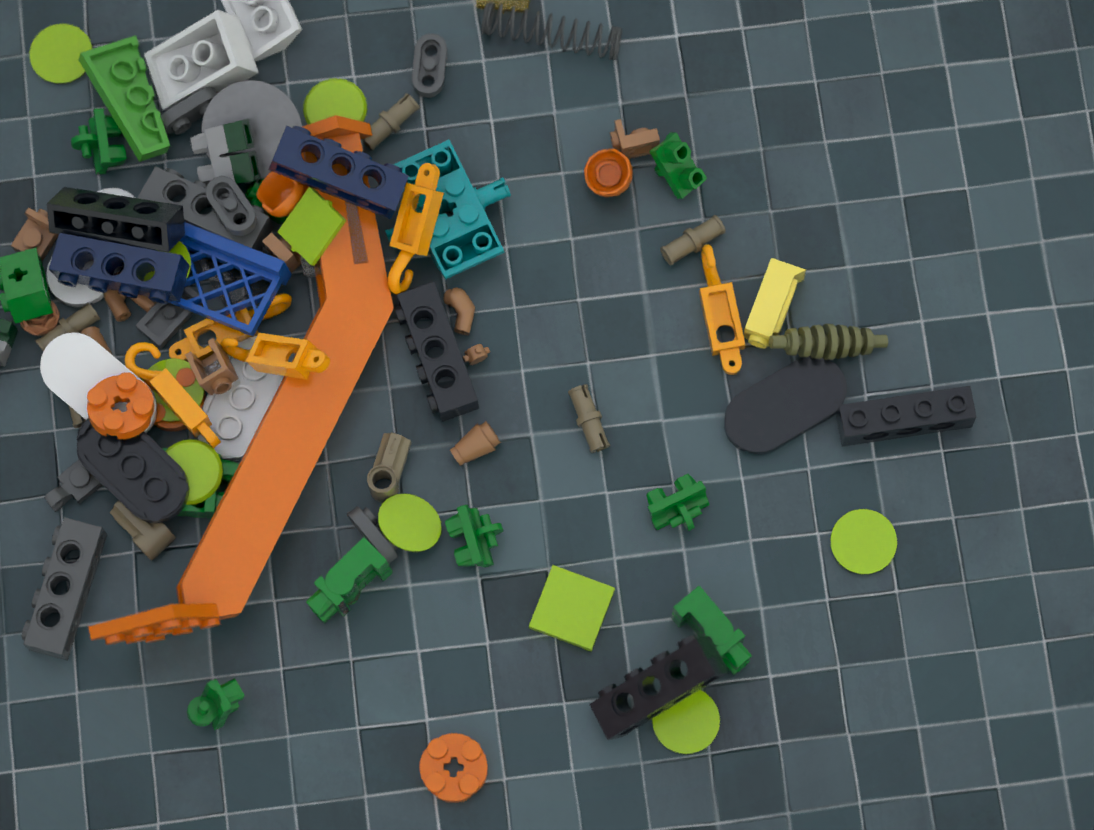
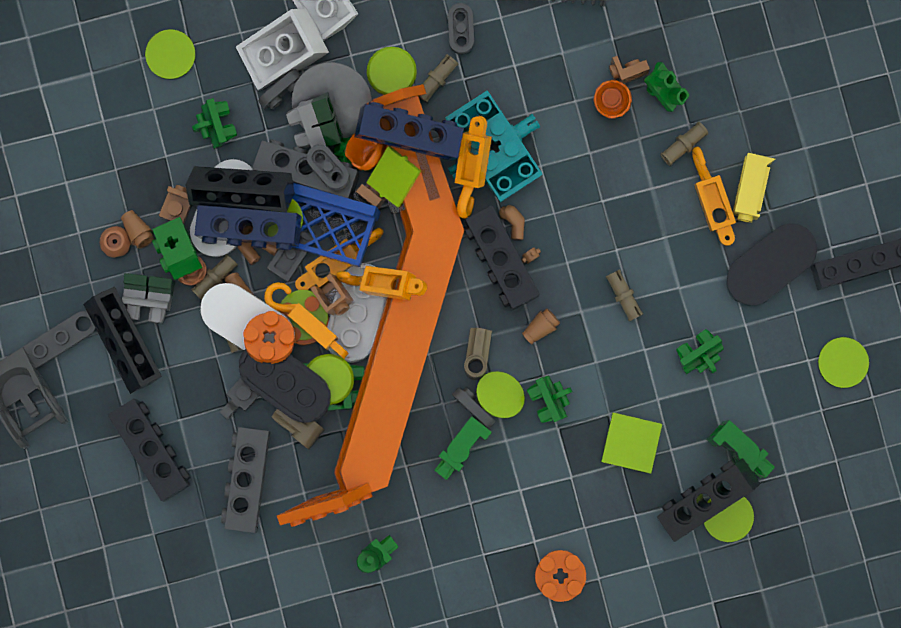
camera: 10 degrees left, 10 degrees up
(124, 88) = (224, 76): bright green wing -> none
(828, 341) = (799, 212): olive piece -> none

